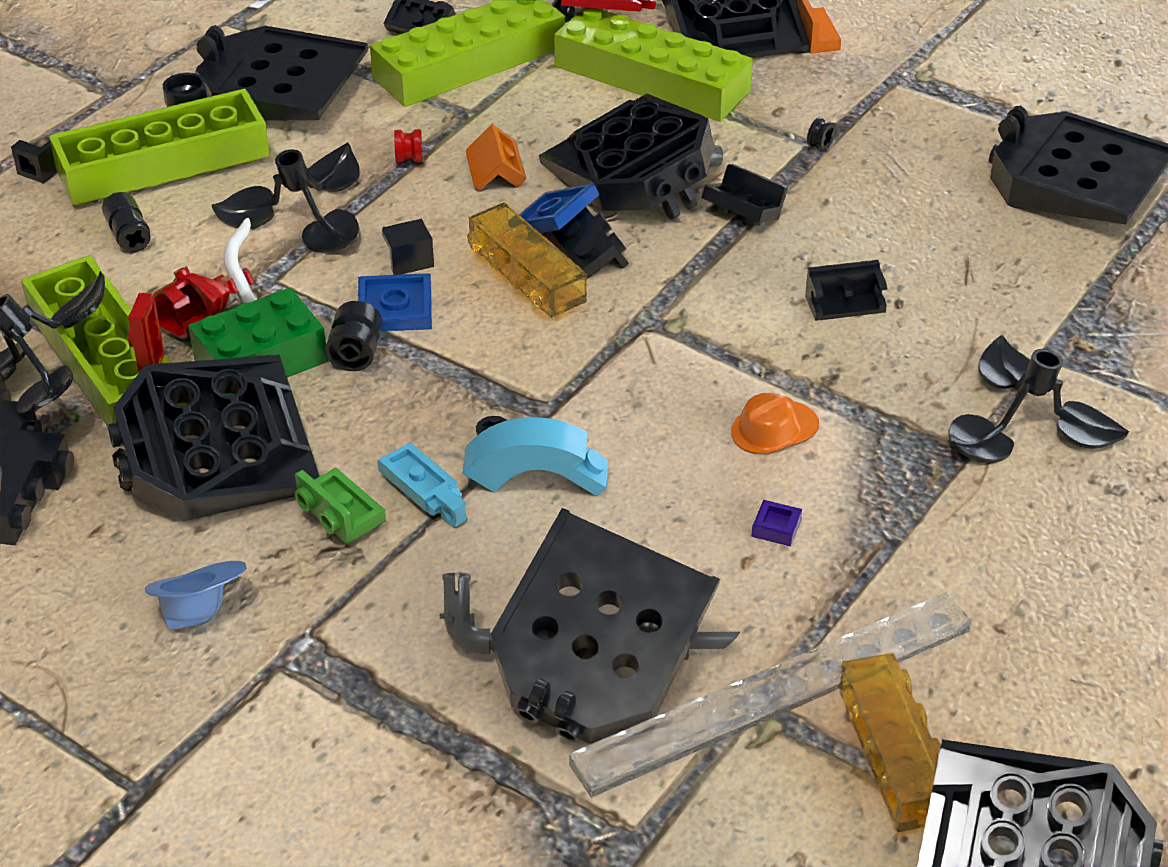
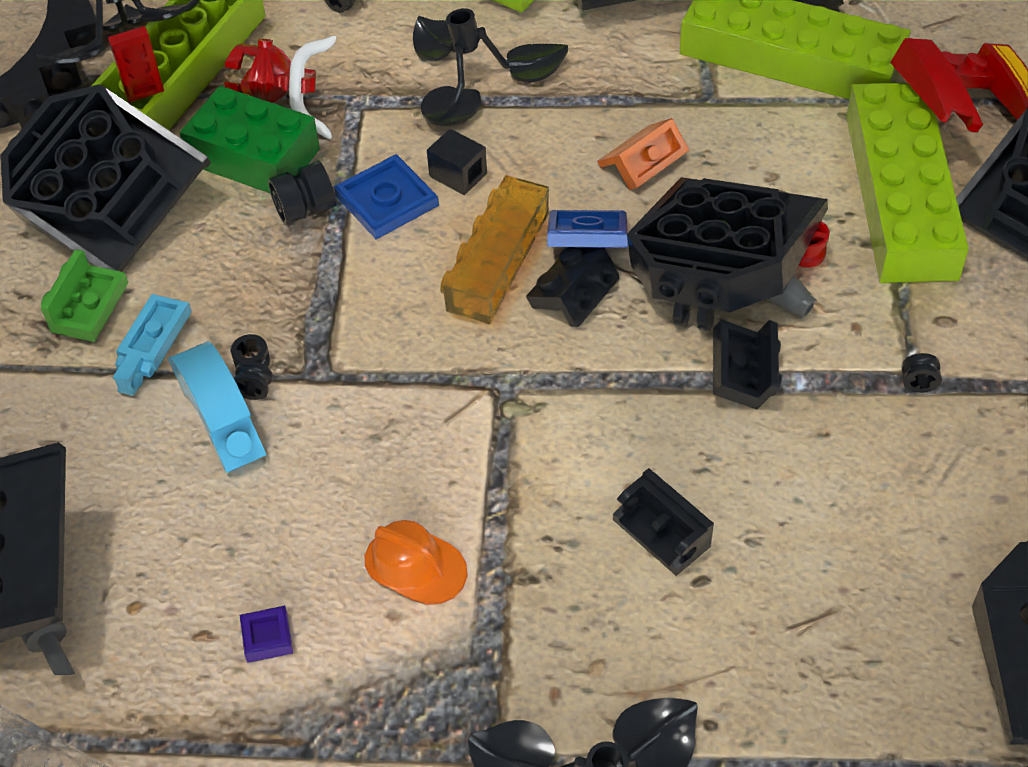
camera: 60 degrees right, 10 degrees up
(408, 146) = (604, 85): red wheel -> none

